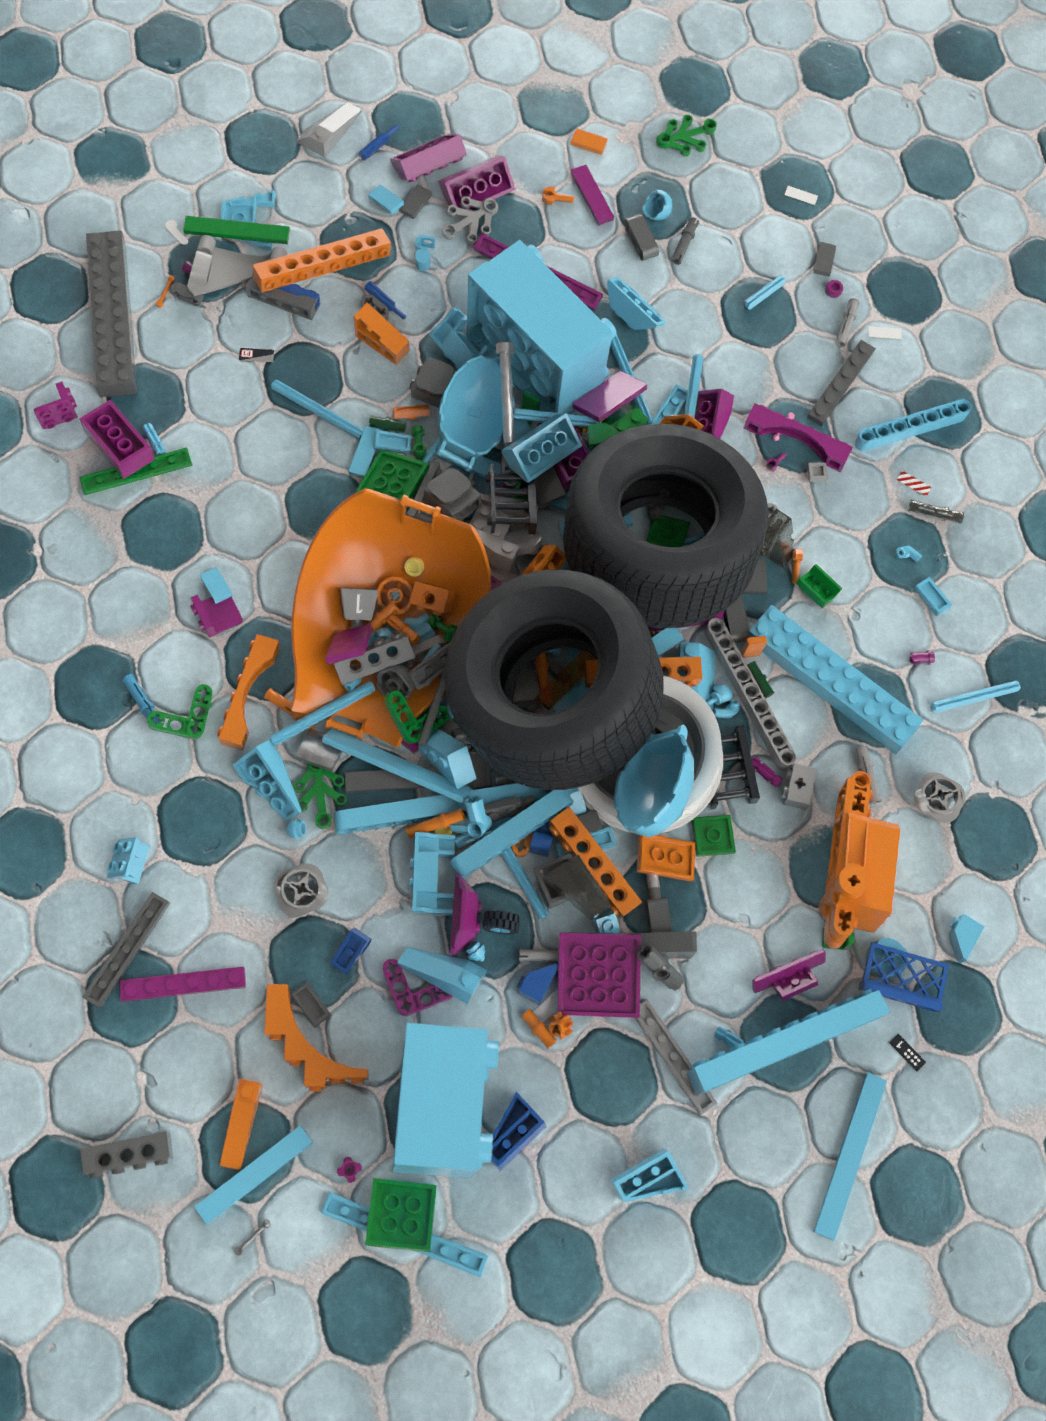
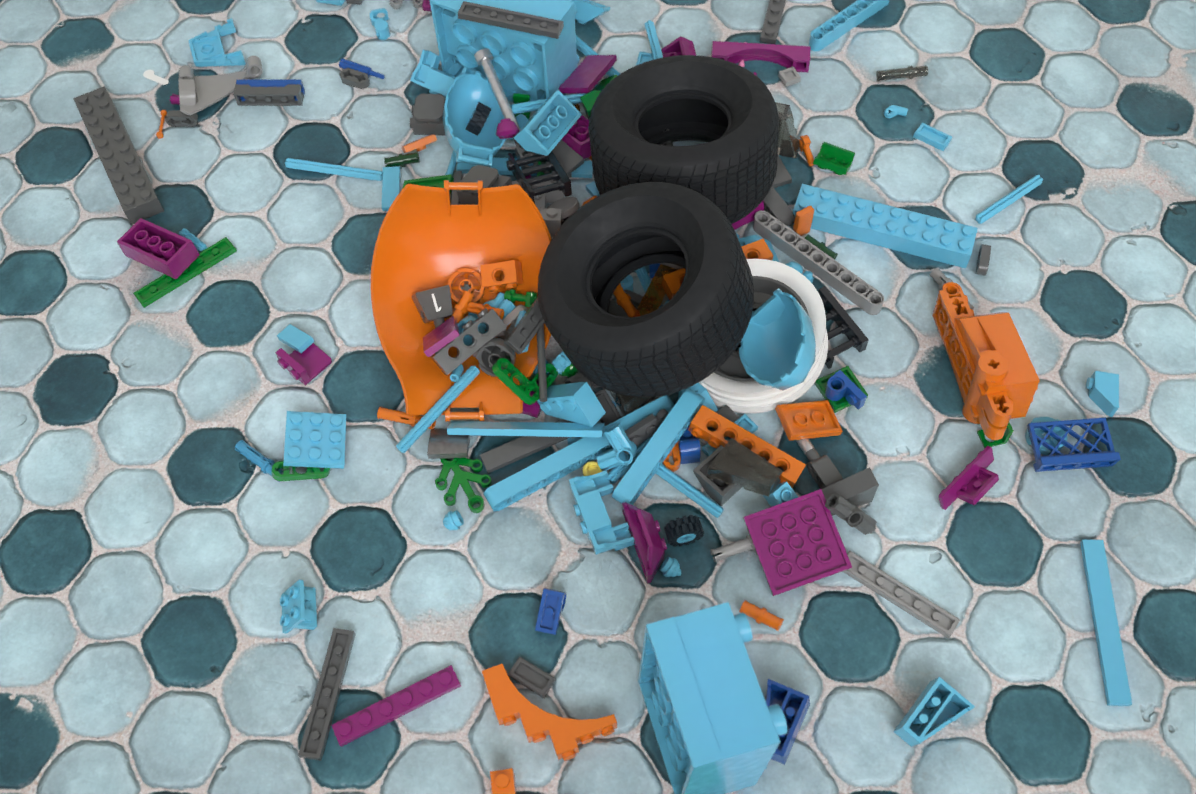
camera: 10 degrees left, 10 degrees down
(57, 411) = (93, 244): magenta bracket -> none
(197, 700) = (315, 440): none -> medium azure plate
(236, 230) = (209, 55): green tile -> none
(250, 354) = (262, 146): sticker -> none
(261, 657) = (361, 384): orange arch -> none
(267, 774) = (404, 481): medium azure wedge -> none
(308, 871) = (480, 592): light grey piece -> none
(321, 260) = (292, 54): orange brick -> none
(380, 334) = (367, 93): orange wedge -> none
(392, 442) = (411, 171): medium azure tile -> none
(414, 566) = (474, 254): light yellow tile -> none
(414, 998) = (628, 633): magenta beam -> none
(419, 449) = (438, 168): green bar -> none
(443, 820) = (585, 465): orange pin -> none
(448, 973) = (653, 597): medium azure wedge -> none
(478, 409) = (478, 118): none -> black wheel
(498, 437) = (506, 129): none -> magenta cone
(537, 983) = (741, 574): blue slope -> none
(539, 331) = (510, 19): none -> dark grey plate
(547, 1007) = (761, 592): white sticker -> none
(560, 1025) = (780, 603): orange gear -> none
(719, 848) = (845, 388): none -> blue plate
(729, 1038) = (946, 558): medium azure axle -> none
(766, 772) = (864, 321): magenta axle -> none
(787, 1042) = (996, 538): medium azure brick -> none
(805, 778) = (897, 320): light grey brick -> none
(907, 1052) = (1107, 510): black sticker -> none
(914, 483) = (872, 60): sticker -> none
(915, 753) = (983, 259): none -> dark grey beam
(922, 657) = (952, 183): magenta pin -> none
(955, 790) = (1022, 288): light grey piece -> none

